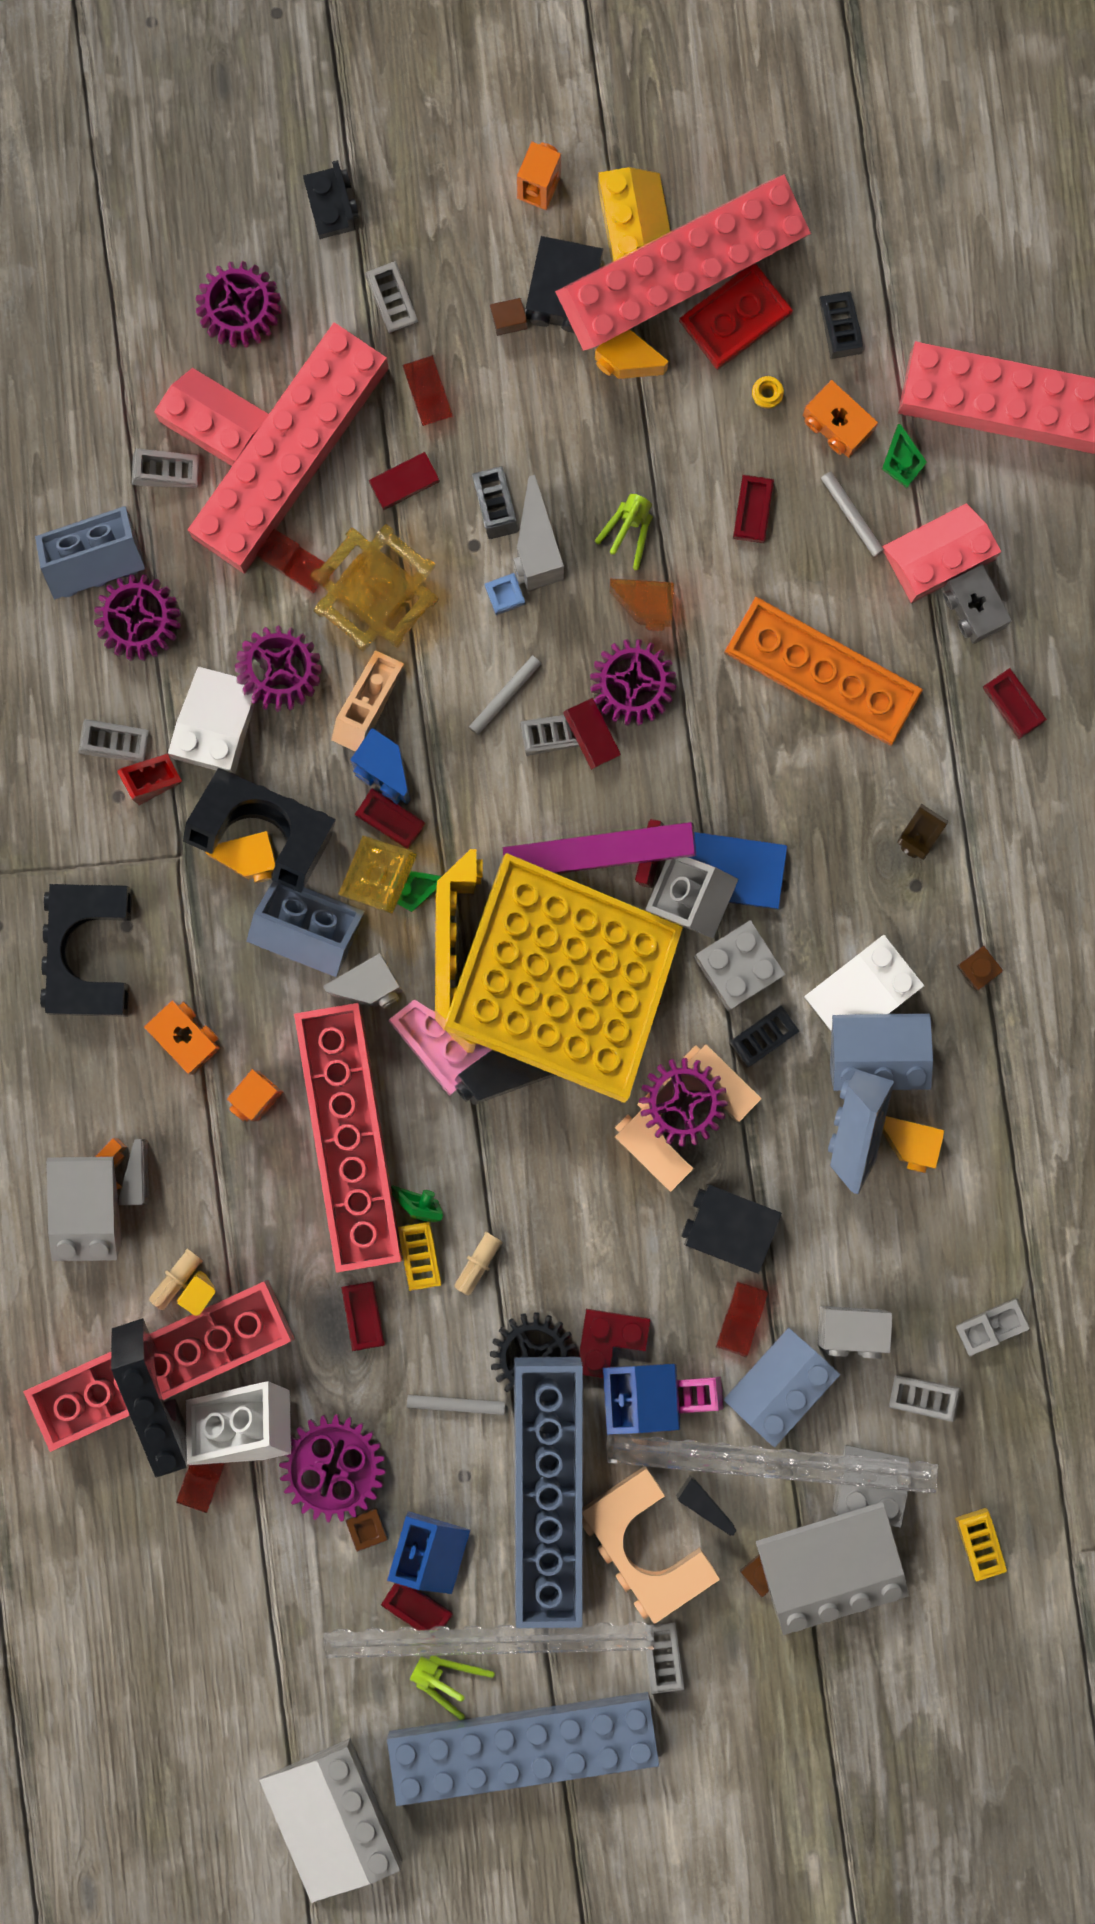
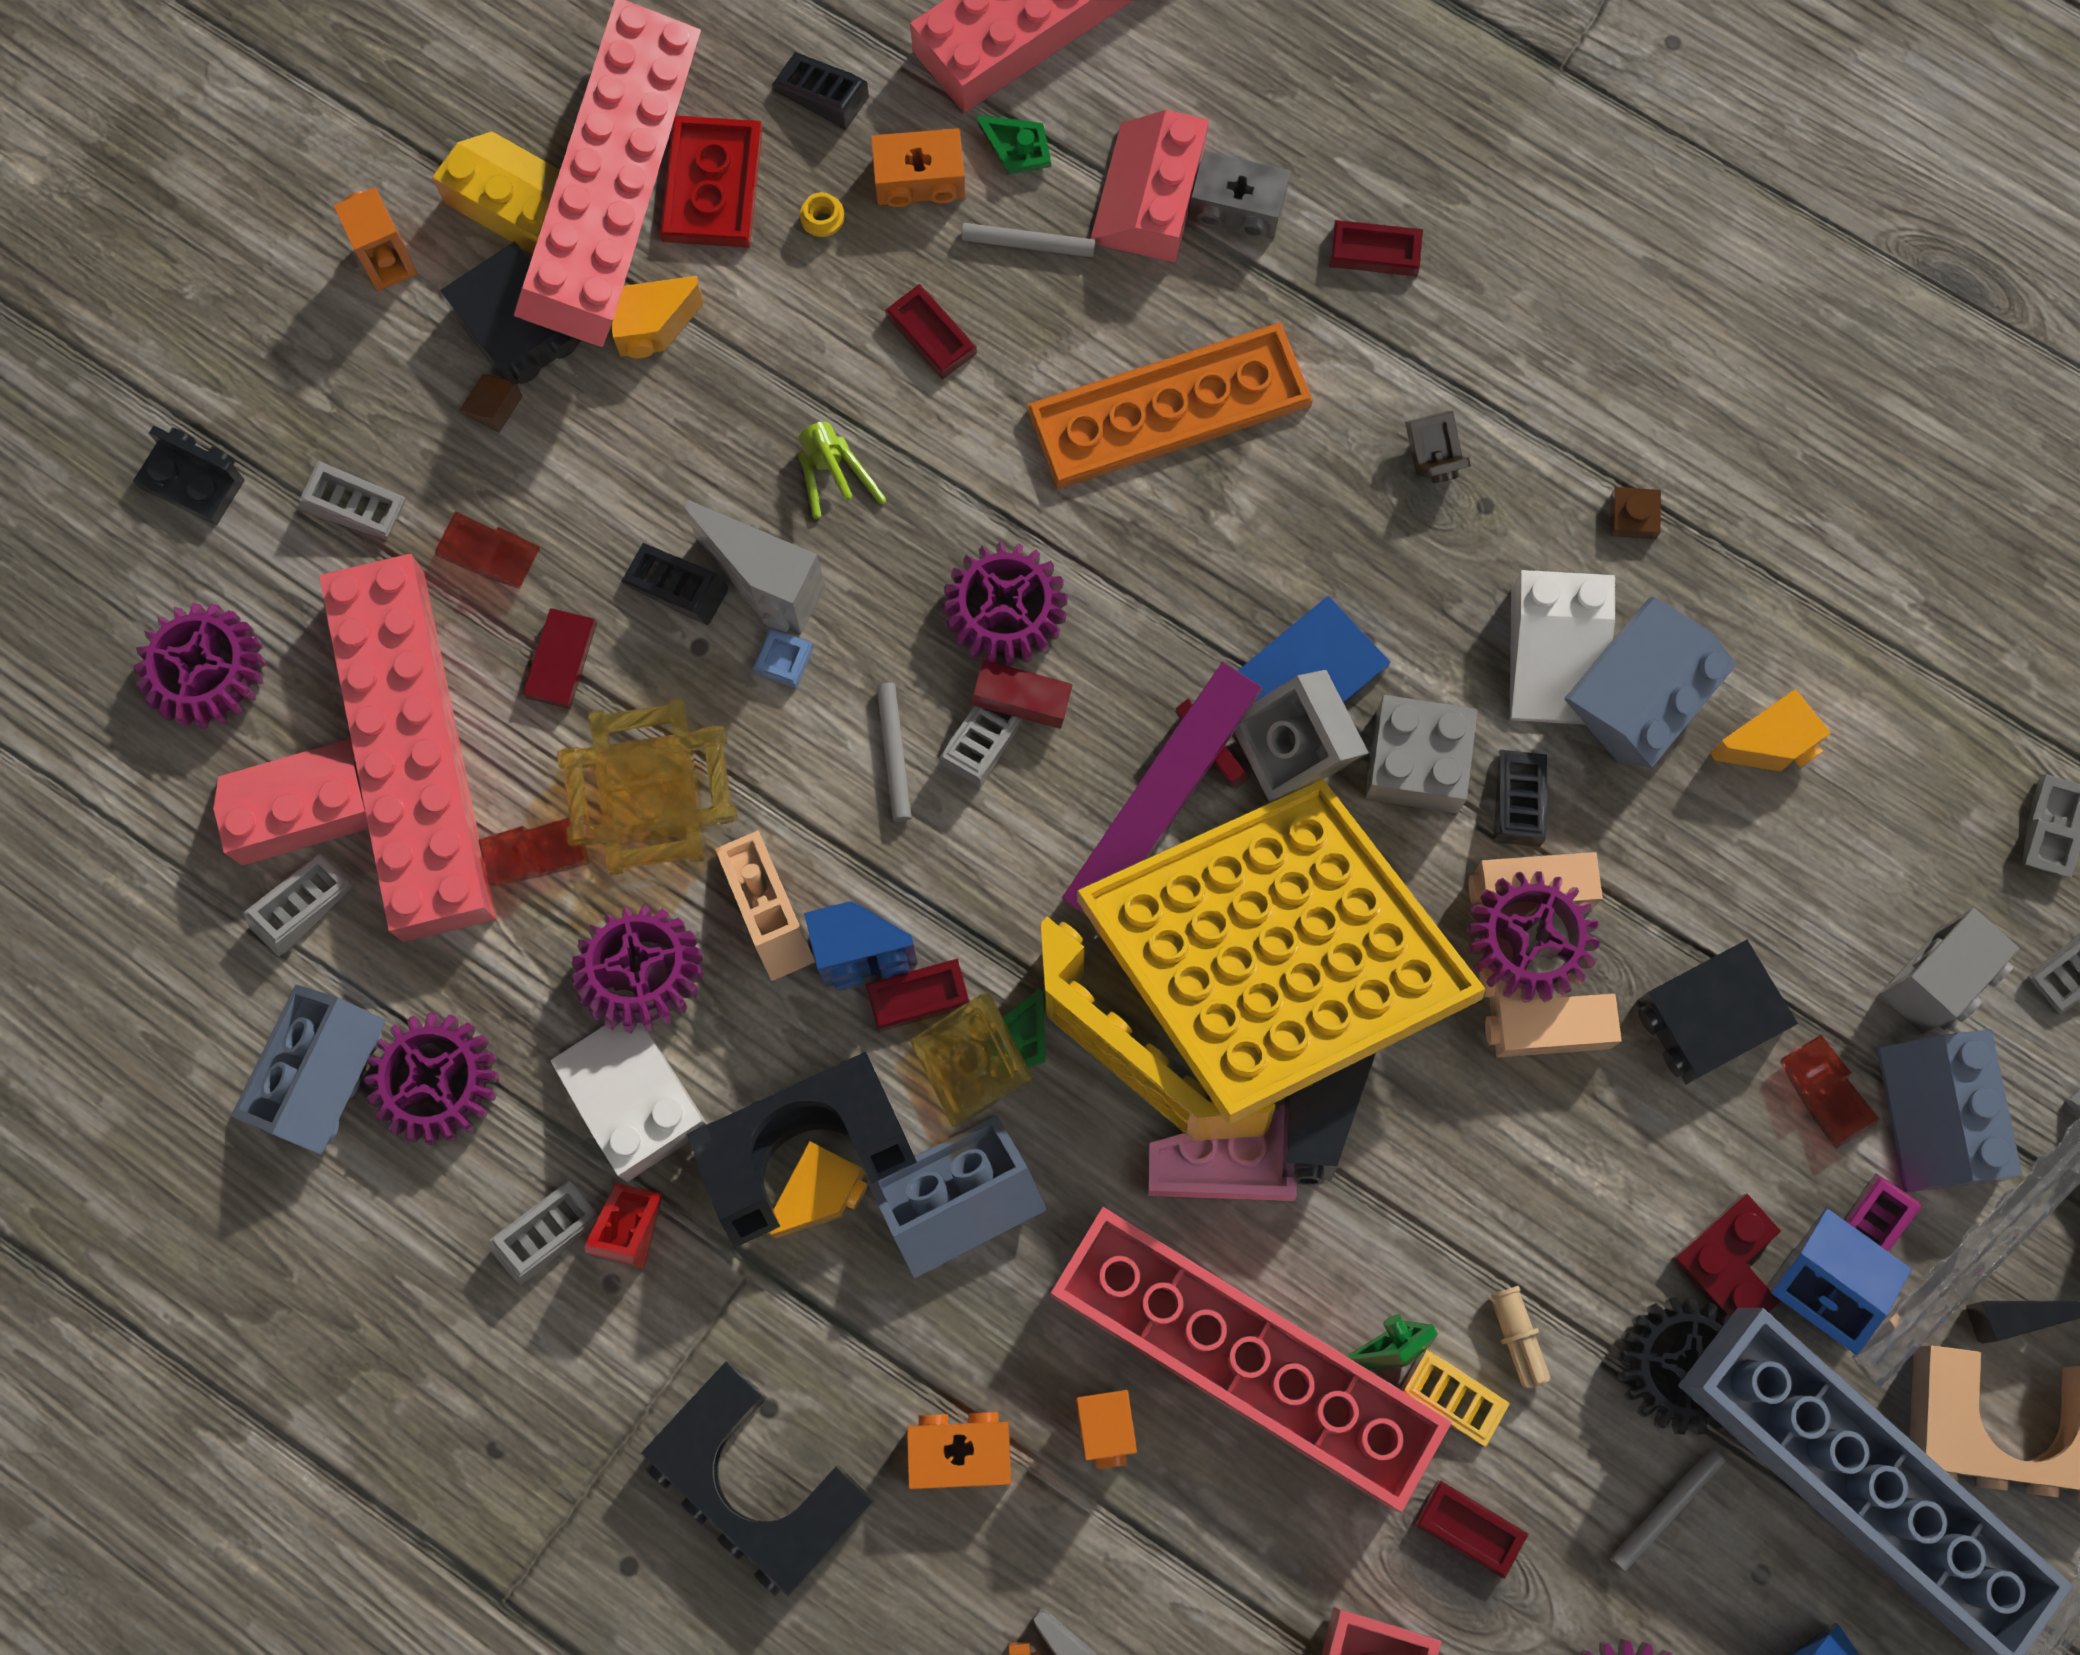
camera: 50 degrees left, 10 degrees down
(367, 984) = (1090, 1177): light grey slope -> none
(646, 601) = (929, 517): clear orange slope -> none
(860, 1127) = (1725, 771): sand blue slope -> none

